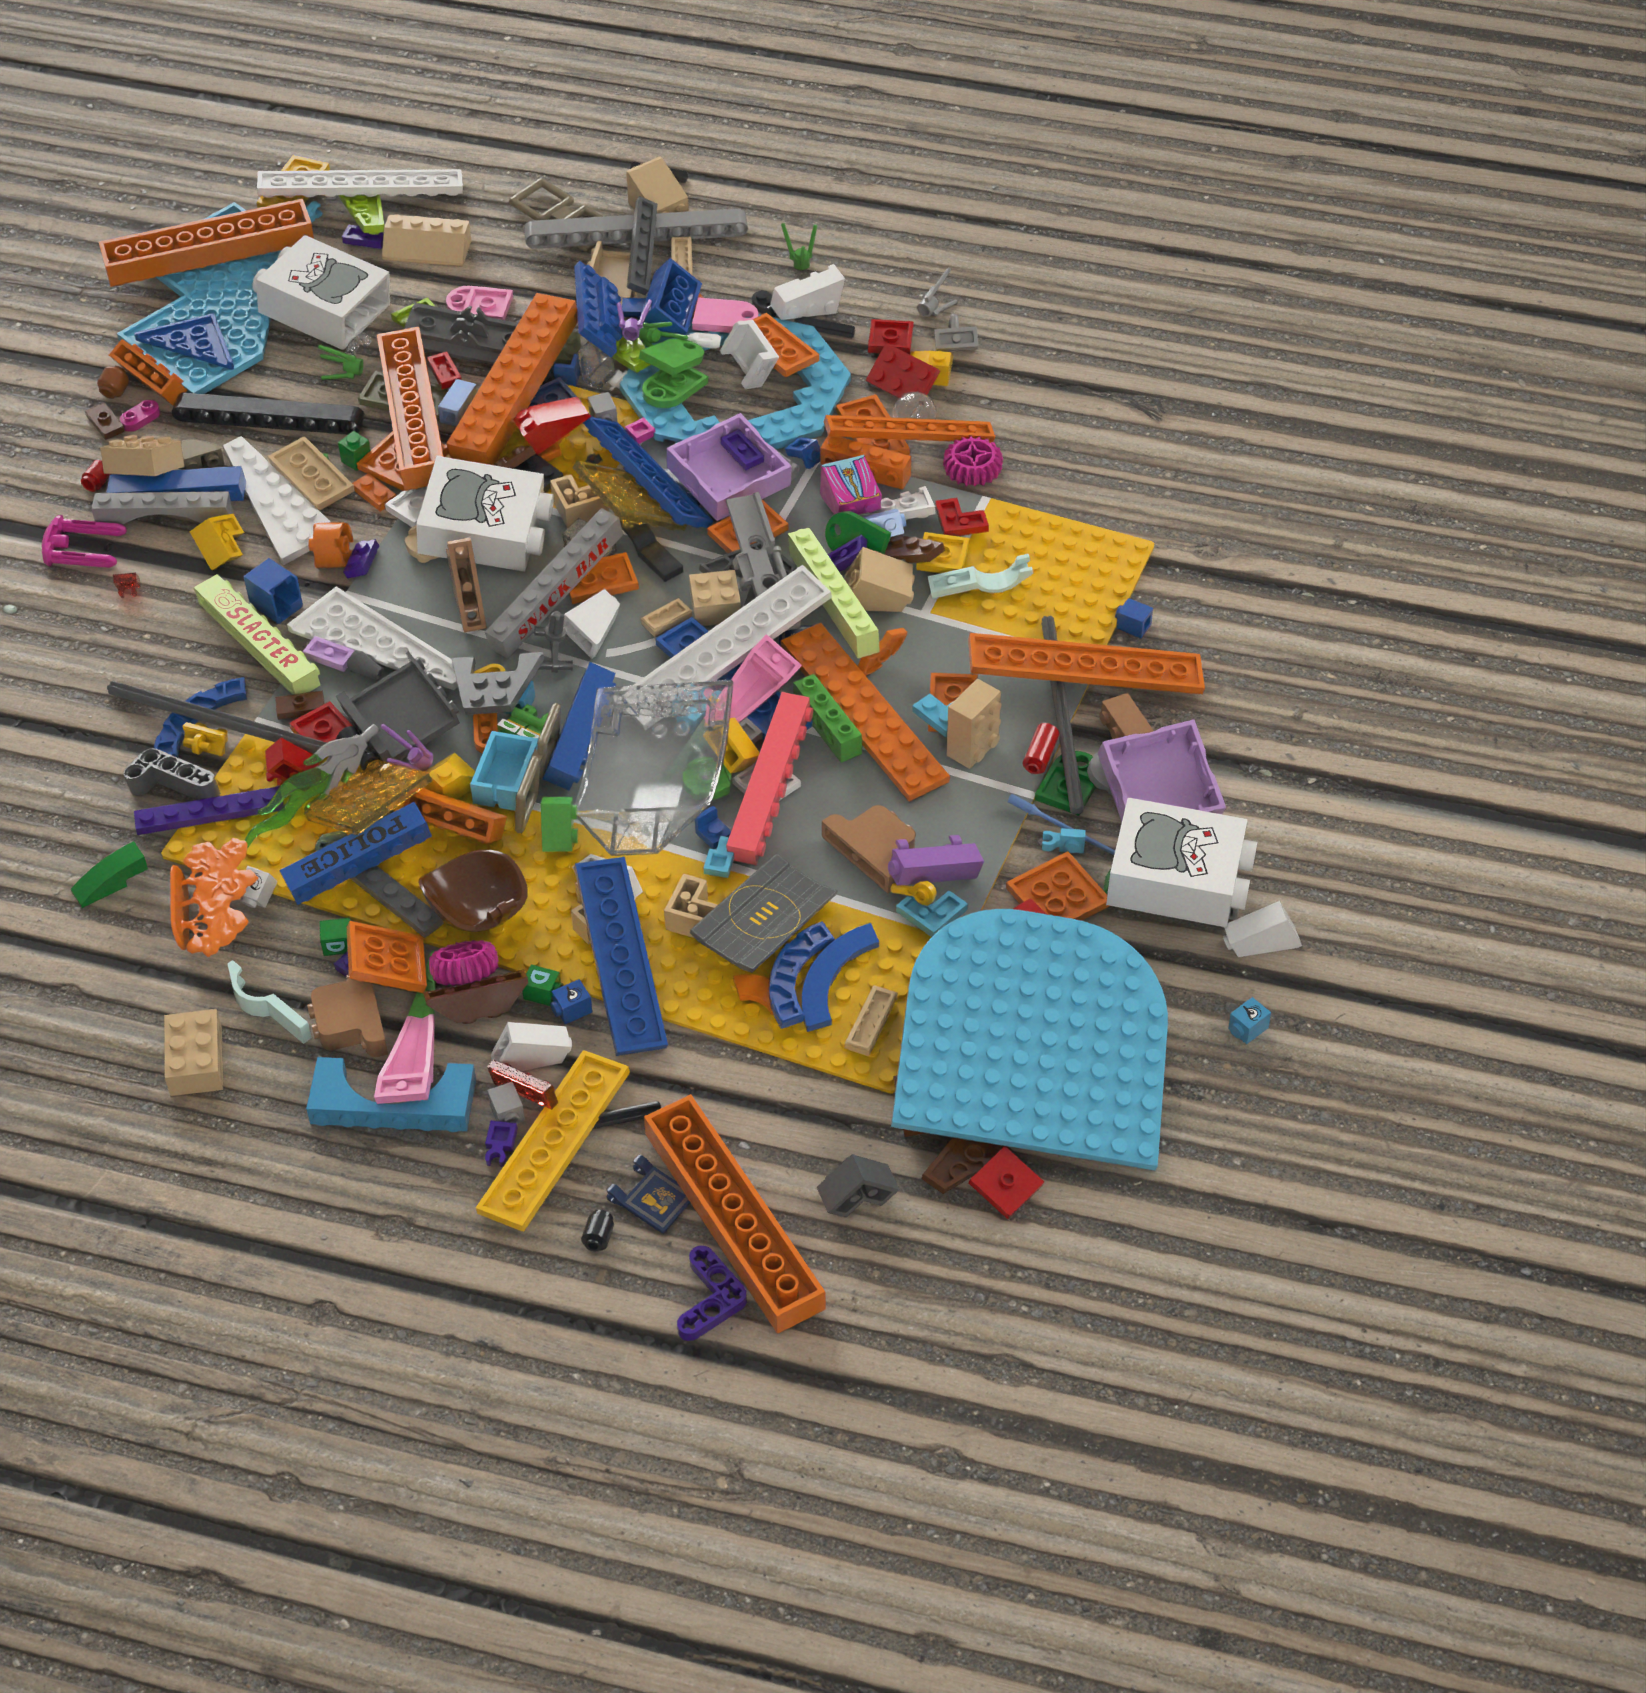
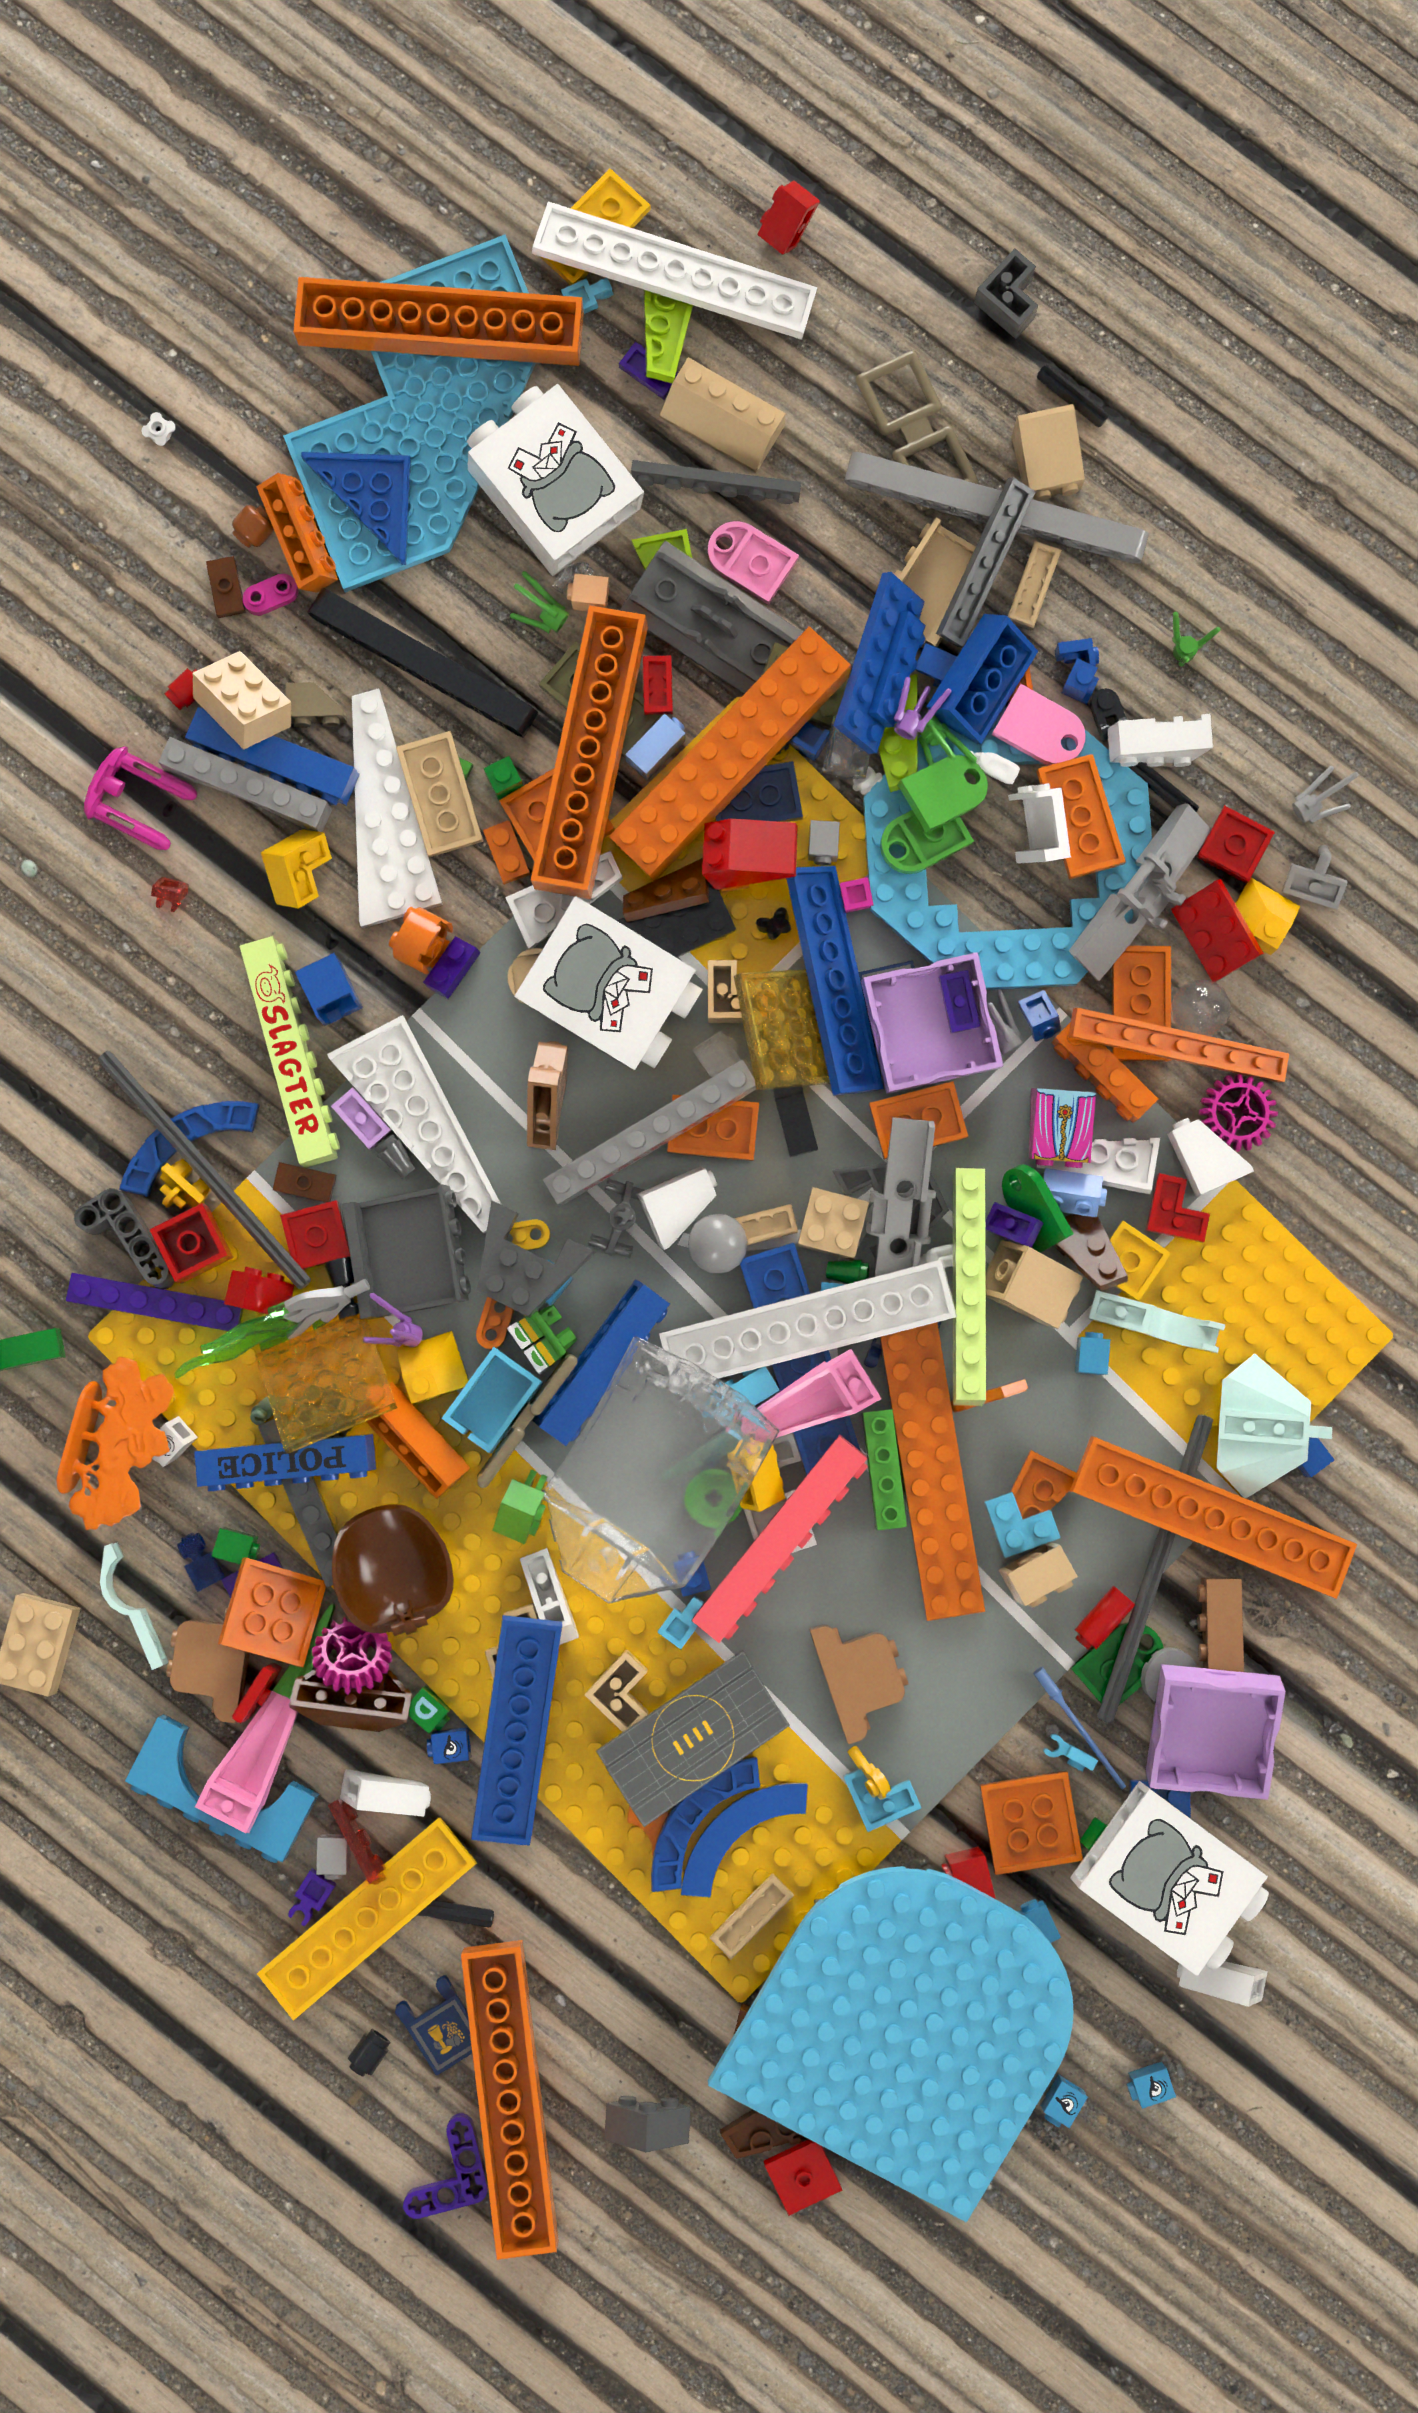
camera: 25 degrees right, 35 degrees up
(23, 359) = (162, 436): none -> white plate
(227, 756) = (191, 1243): none -> red brick
(314, 961) = (204, 1569): none -> clear blue plate
(369, 347) = (588, 591): none -> light nougat brick
(394, 1011) = (257, 1693): none -> red plate
(425, 138) = (787, 217): none -> red brick
(443, 270) = (706, 480): none -> dark grey plate
(590, 136) = (1003, 295): none -> dark grey brick
(634, 628) = (717, 1243): none -> light grey piece
(729, 278) = (1071, 650): none -> blue bracket
(739, 288) = (1081, 681): none -> blue brick
(849, 349) = (1145, 893): none -> light grey piece
(935, 864) = (908, 1748): medium lavender brick -> none
(945, 609) = (1092, 1354): none -> dark azure brick
(966, 483) = (1206, 1157): none -> white slope
(1093, 607) = (1262, 1427): none -> light aqua panel
(1187, 1055) = (1063, 2102): none -> dark azure brick

